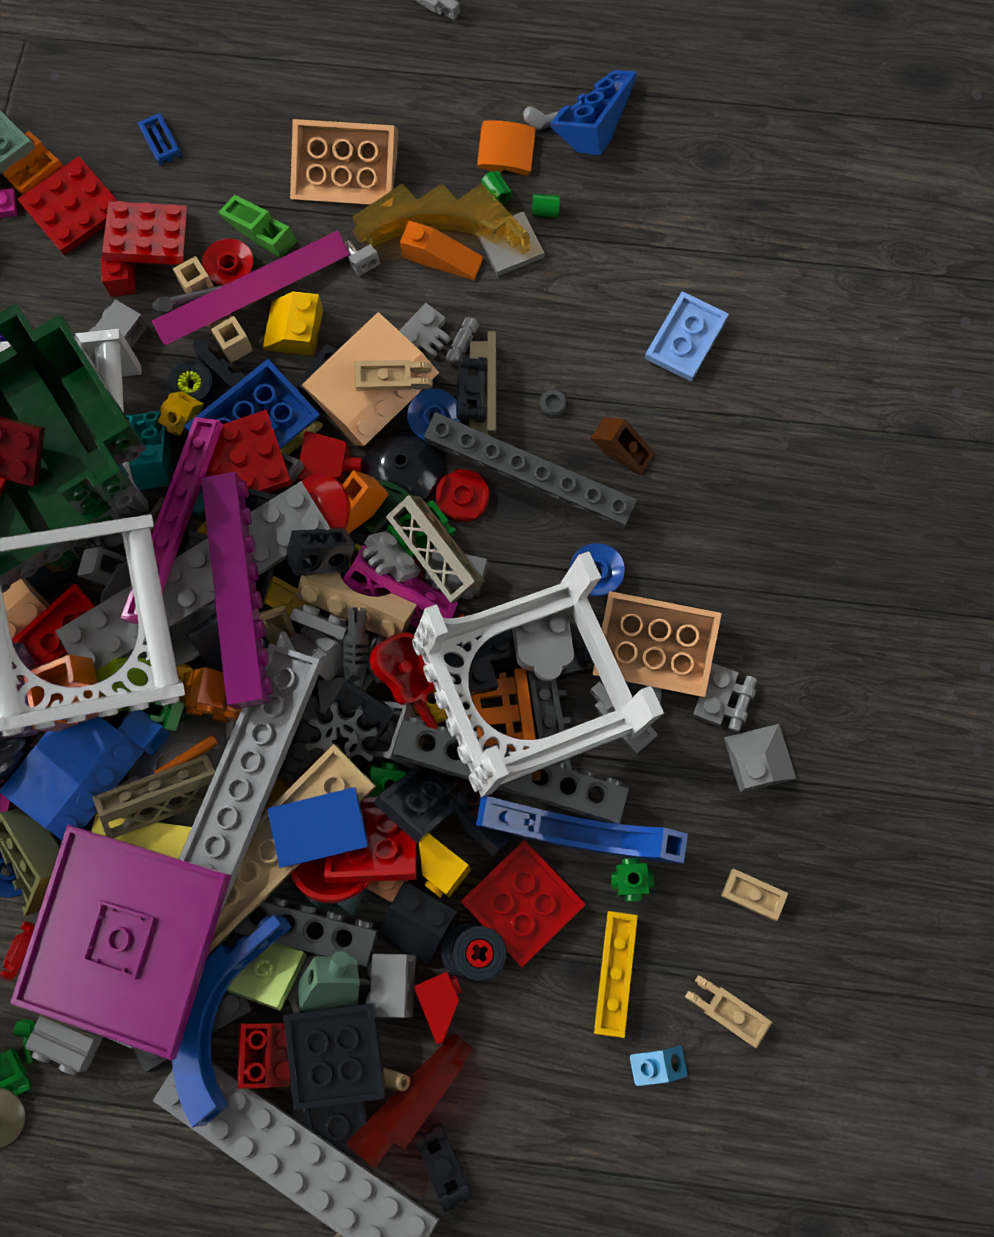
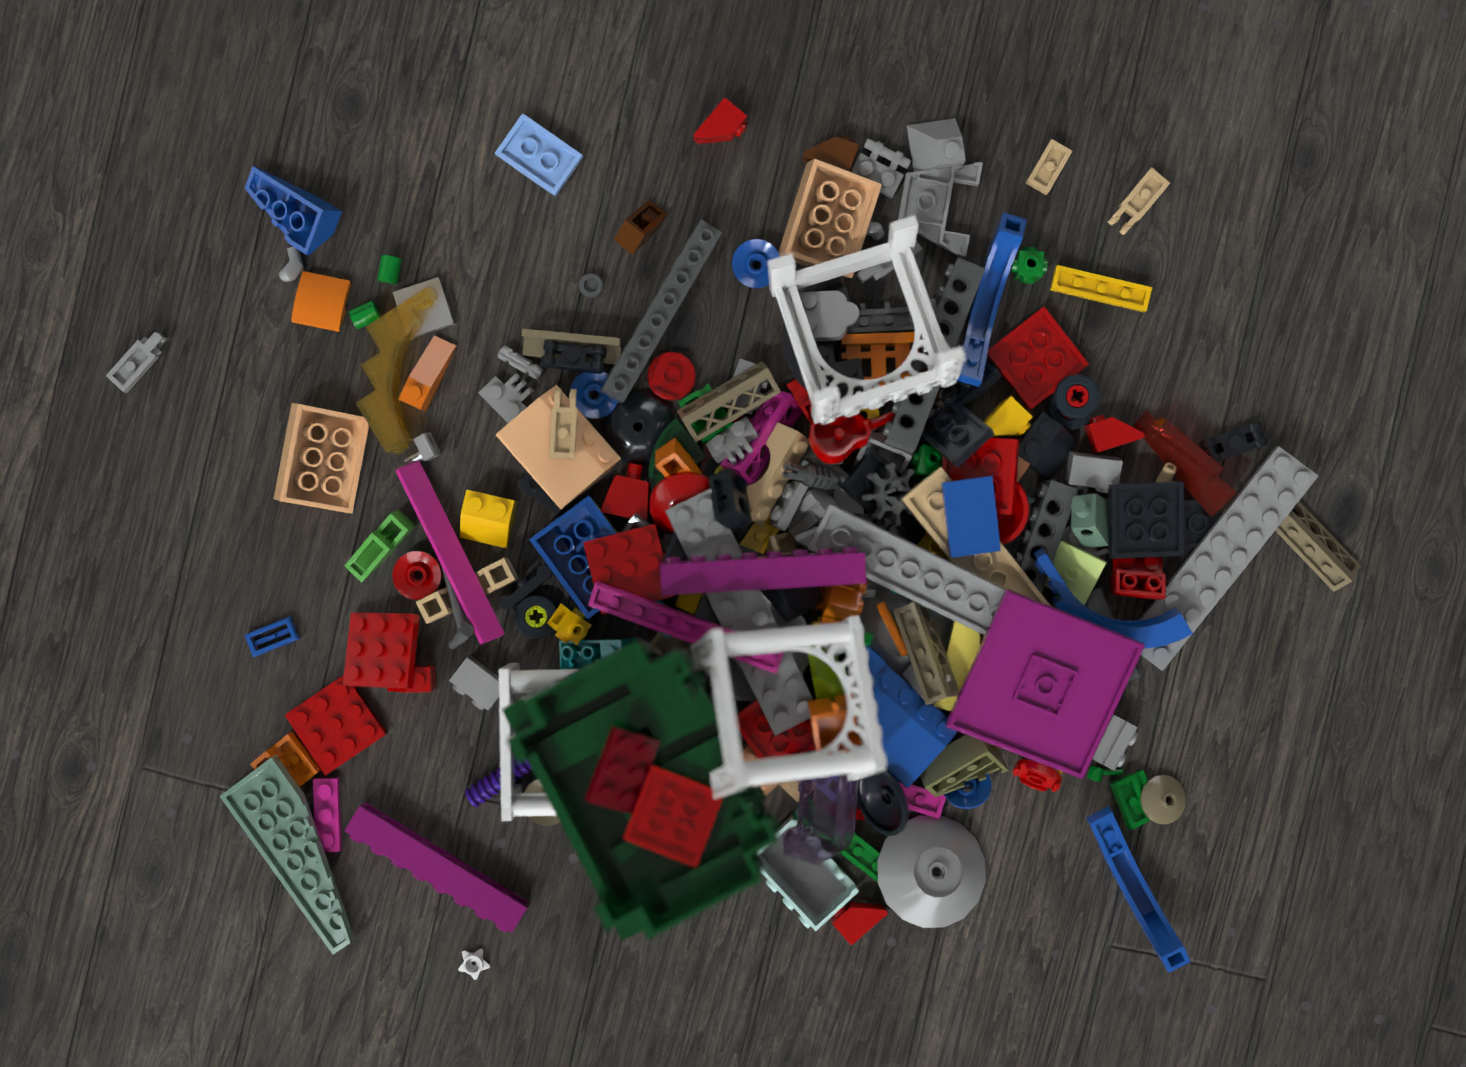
camera: 90 degrees left, 15 degrees up
(656, 1066) = (1176, 264): dark azure bracket -> none
(692, 754) = (928, 198): none -> light grey wing
(732, 642) = (835, 151): none -> reddish brown slope
(747, 517) = (722, 124): none -> red slope

